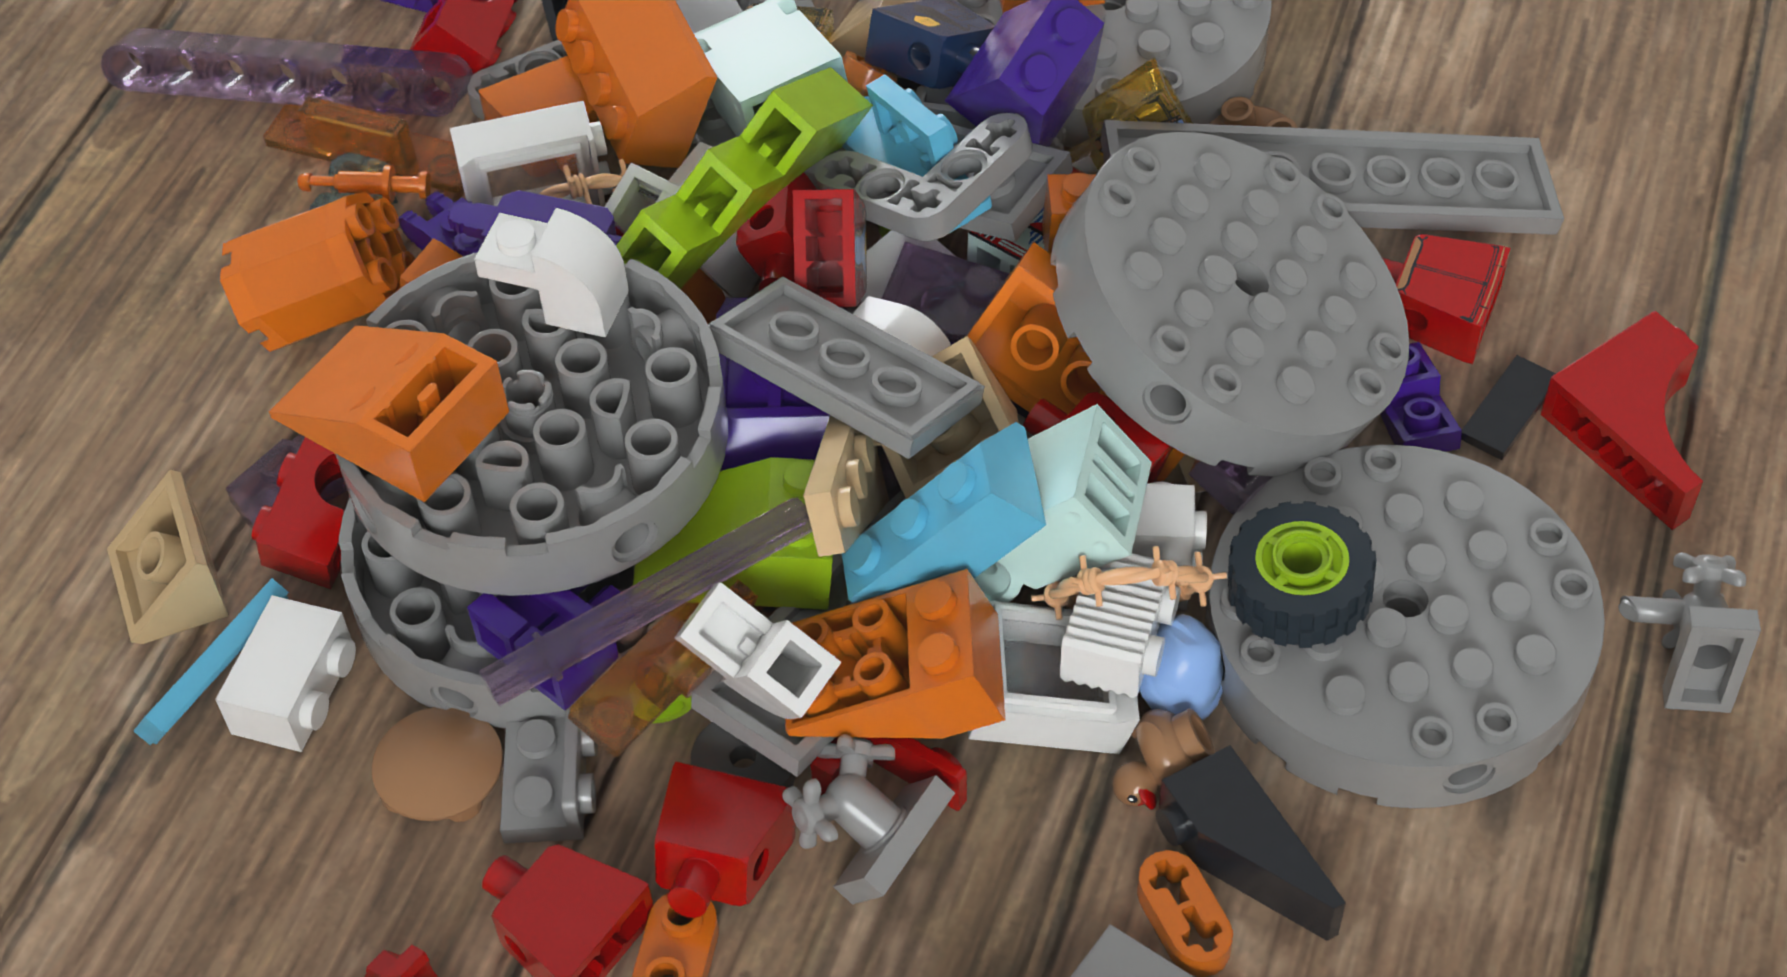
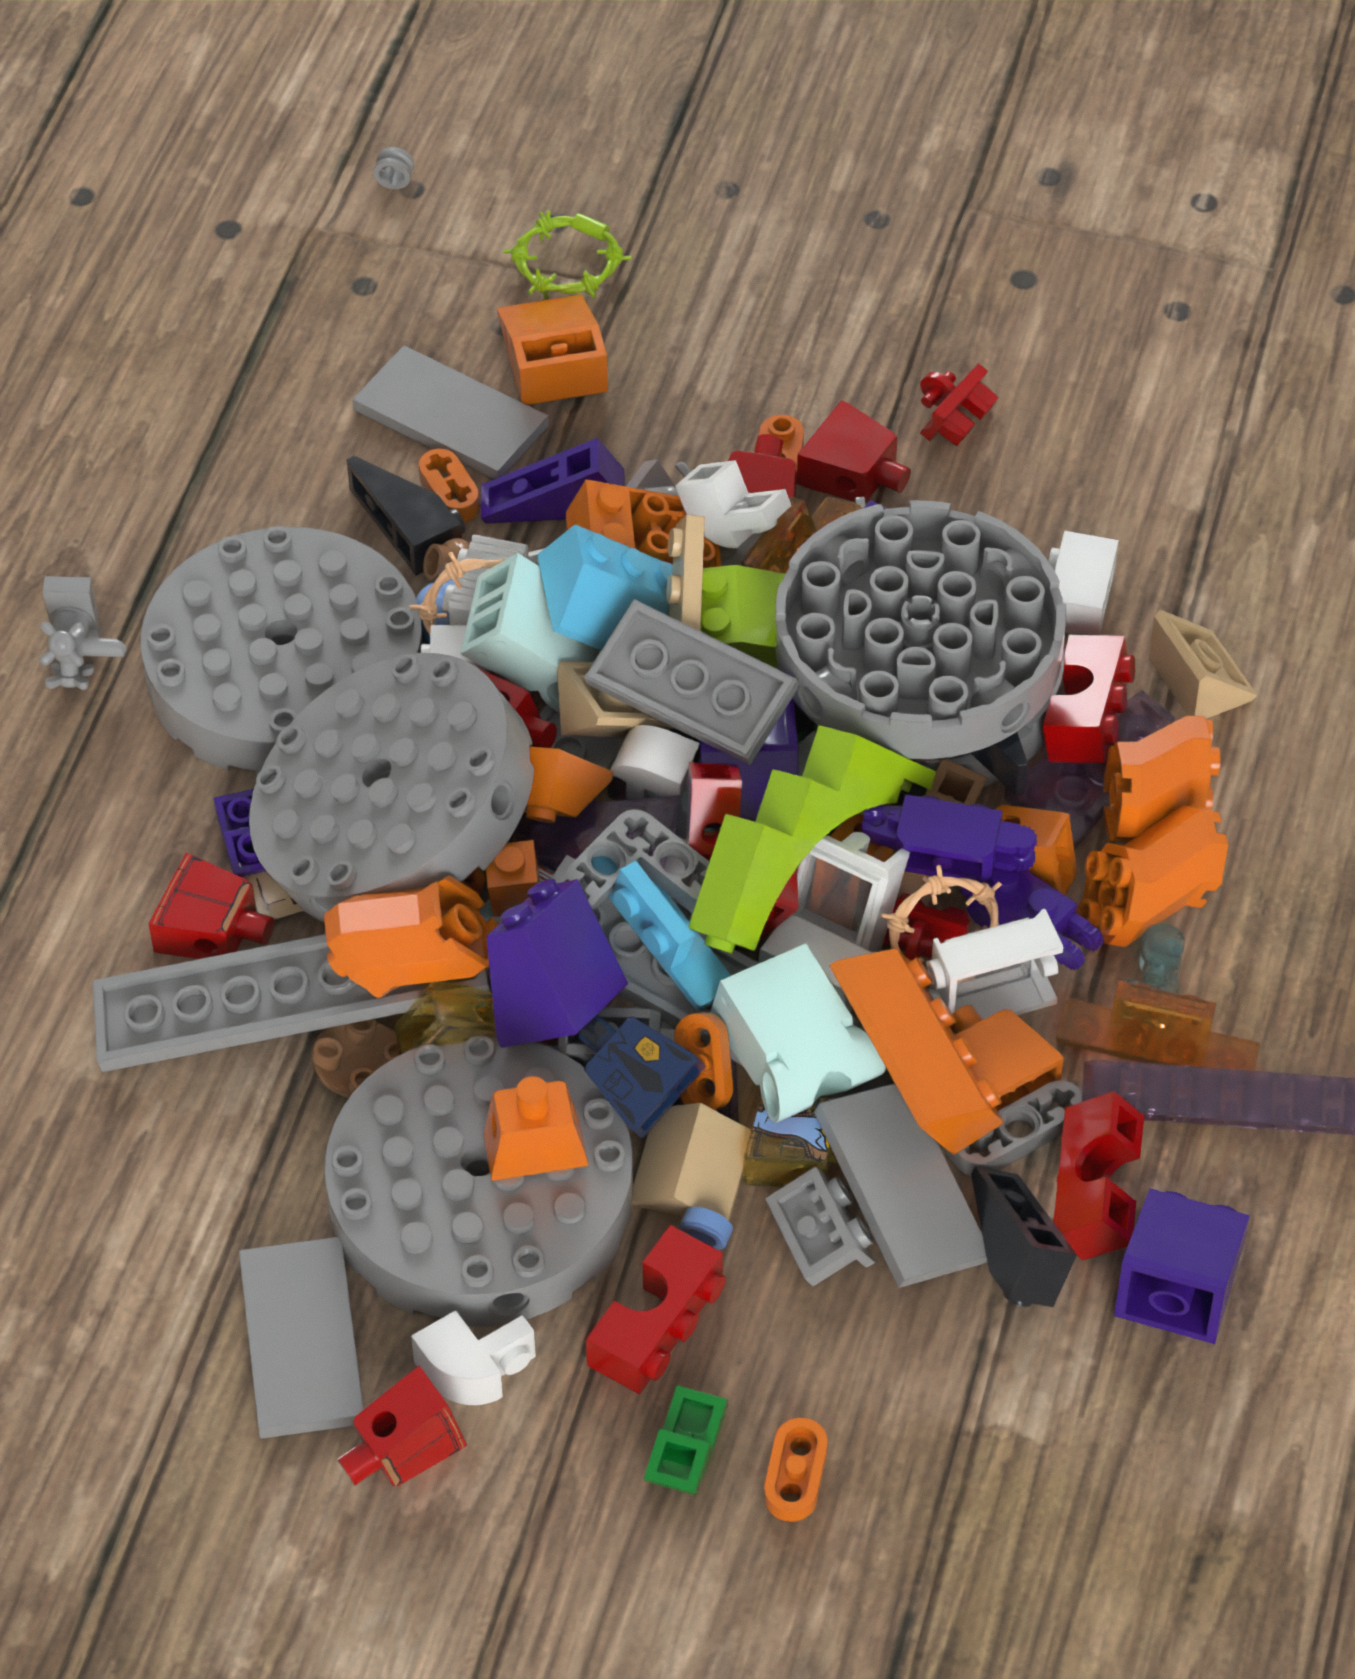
camera: 175 degrees right, 0 degrees up
(206, 667) = (1143, 594): medium azure tile -> none
(255, 363) = (1159, 776): none -> orange brick
(378, 183) = (1136, 962): orange piece -> none
(398, 404) = (1008, 558): orange slope -> none
(569, 263) = (904, 643): white brick -> none
(645, 601) = (871, 491): axle -> none
(1020, 876) = (549, 485): none -> dark purple slope
(1205, 96) = (409, 936): none -> orange brick
(1301, 574) = (356, 609): black wheel -> none
(1508, 408) = (169, 831): black piece -> none
(1616, 413) = (83, 826): red arch -> none

